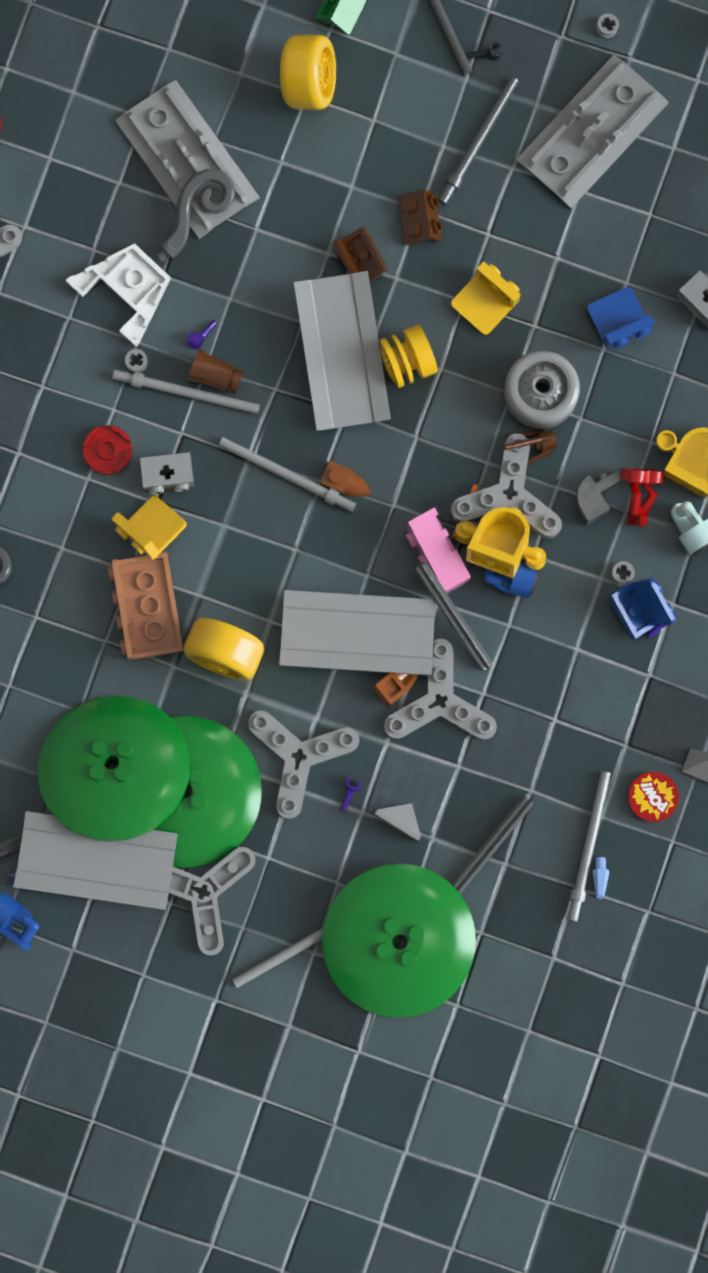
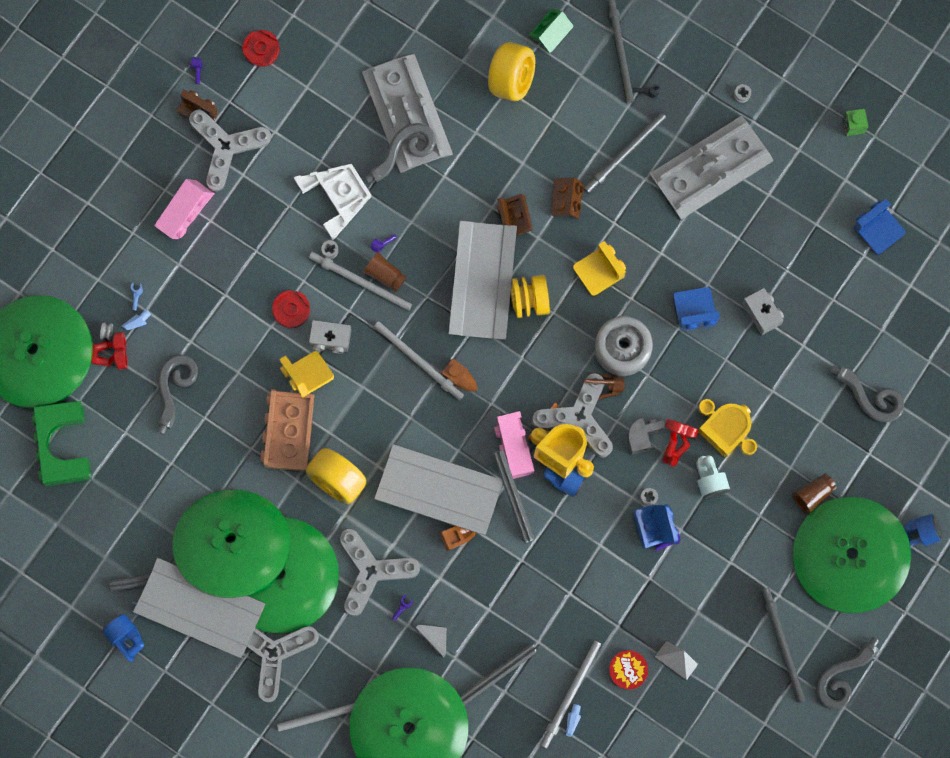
camera: 15 degrees right, 5 degrees down
(456, 711) = (498, 567): light grey piece -> none

